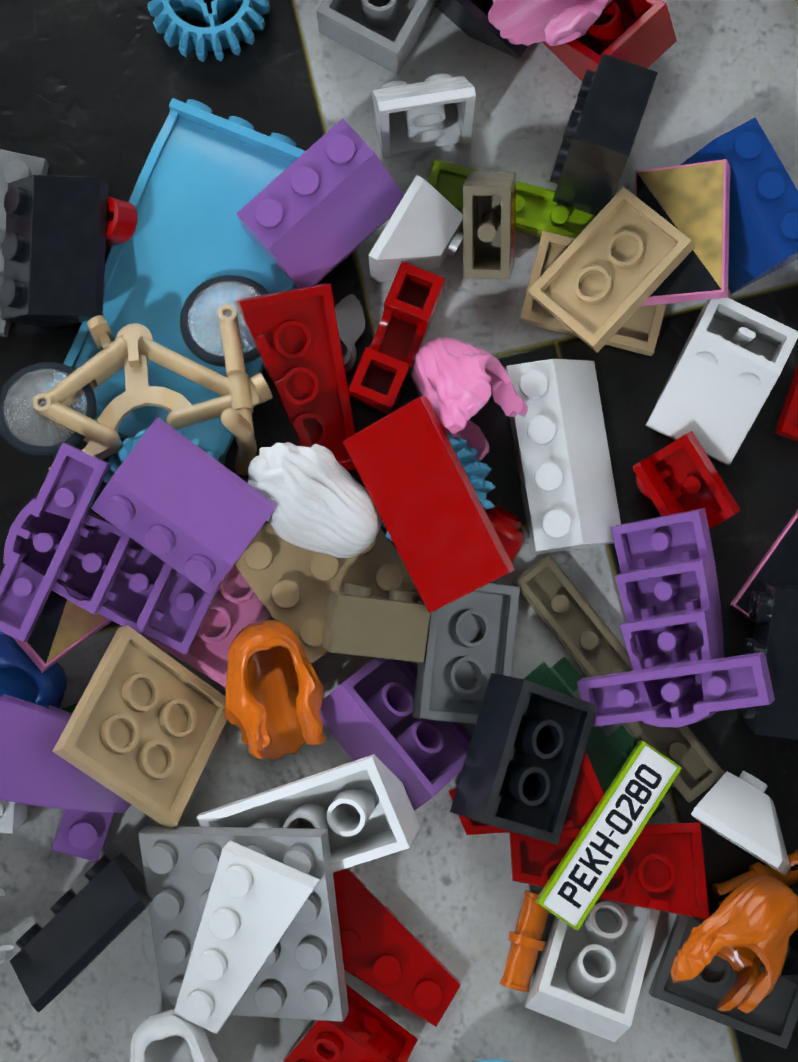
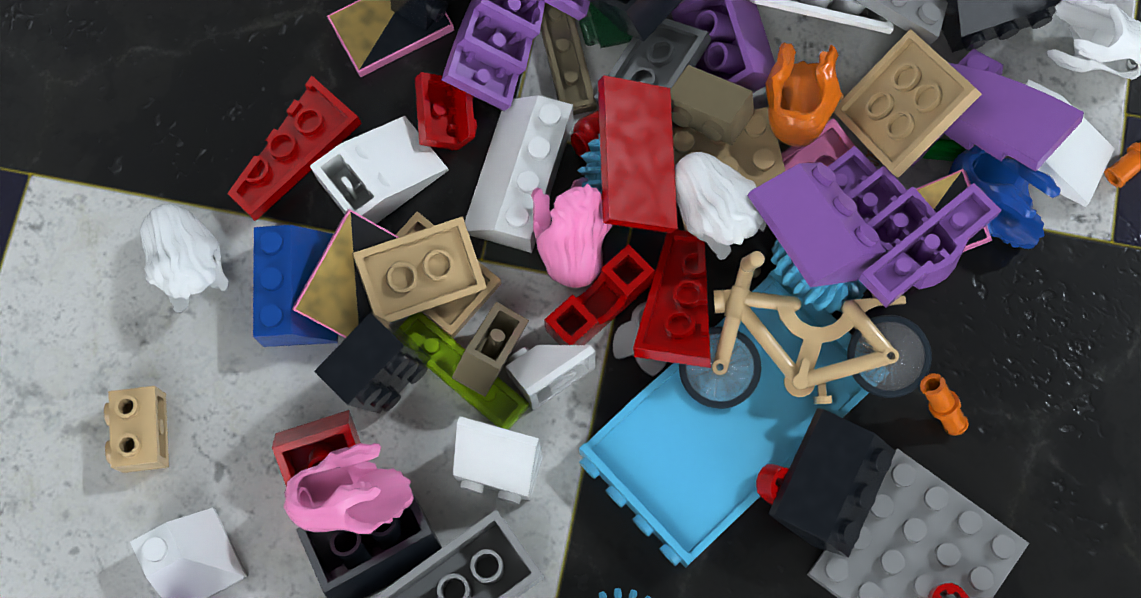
camera: 155 degrees left, 10 degrees down
(322, 206) = (612, 415): medium lavender slope -> none

